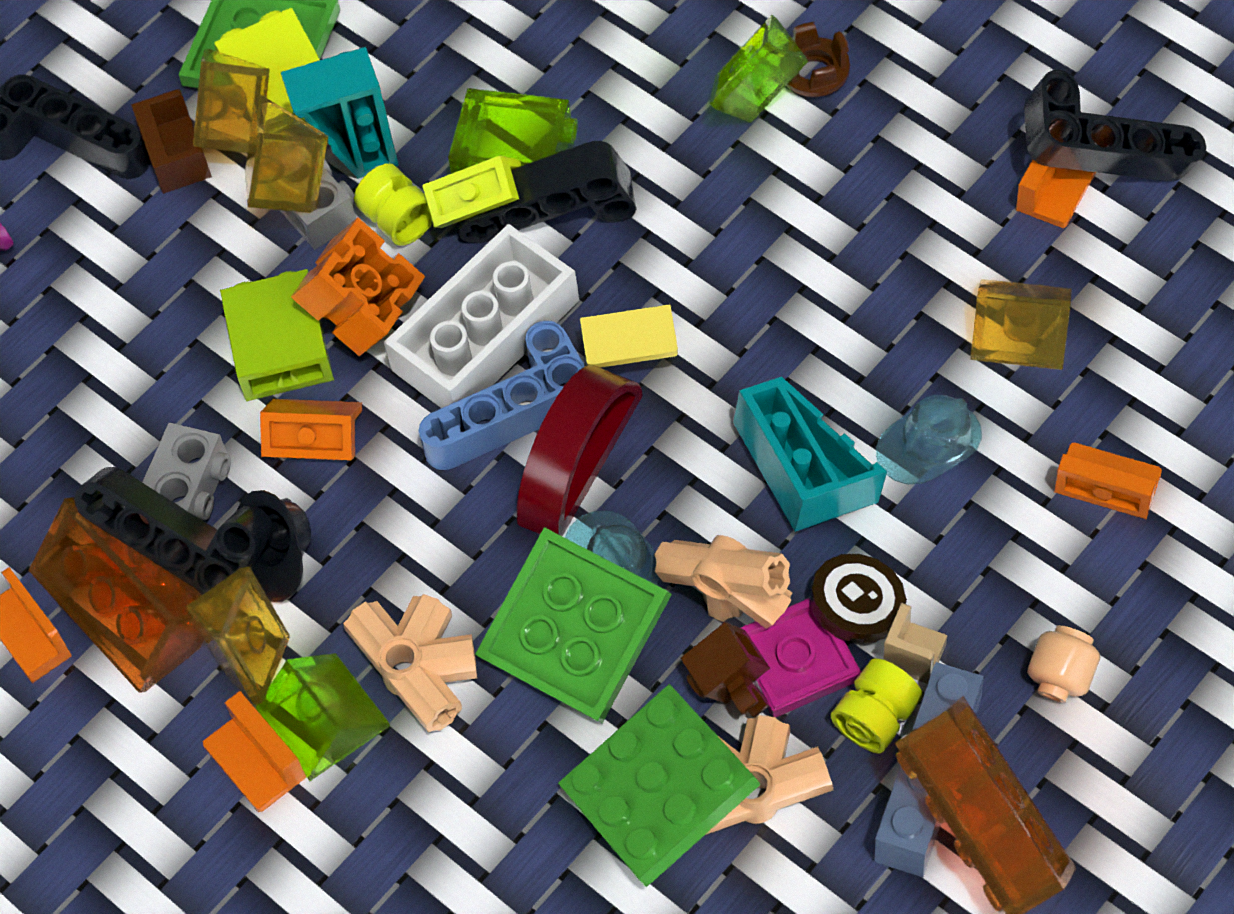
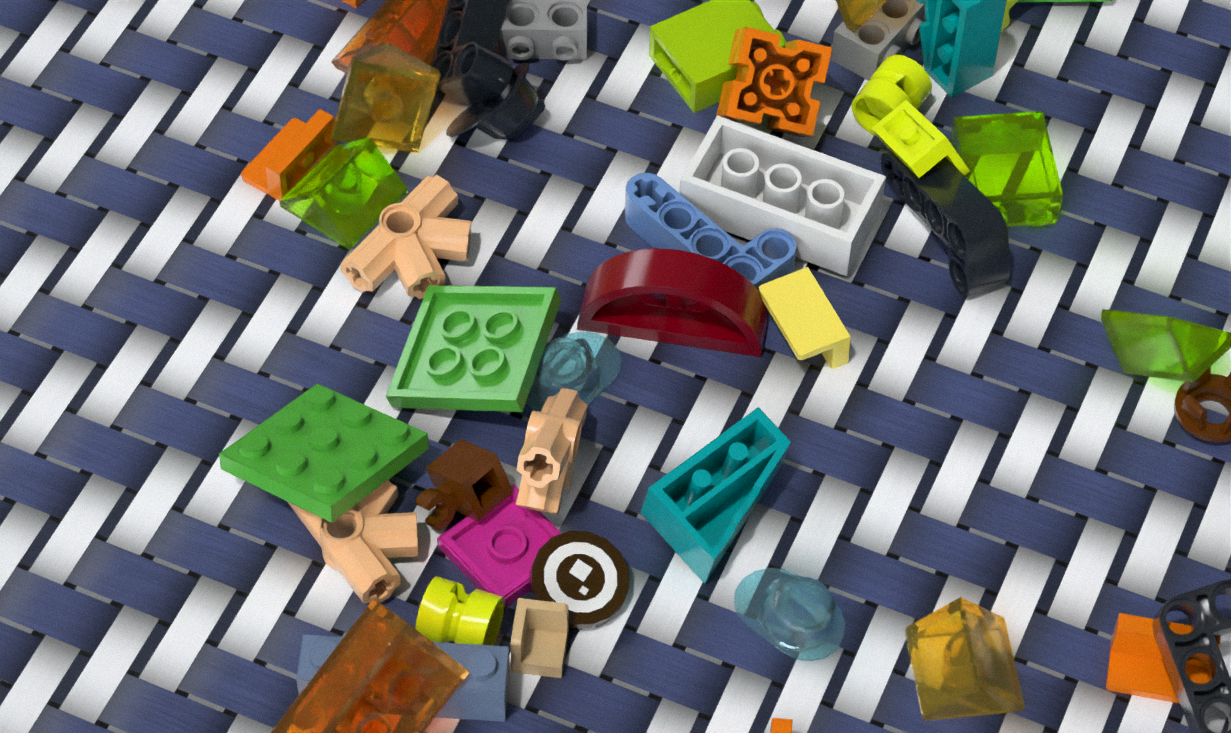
camera: 65 degrees right, 5 degrees down
(309, 429) = (629, 102): orange panel -> none

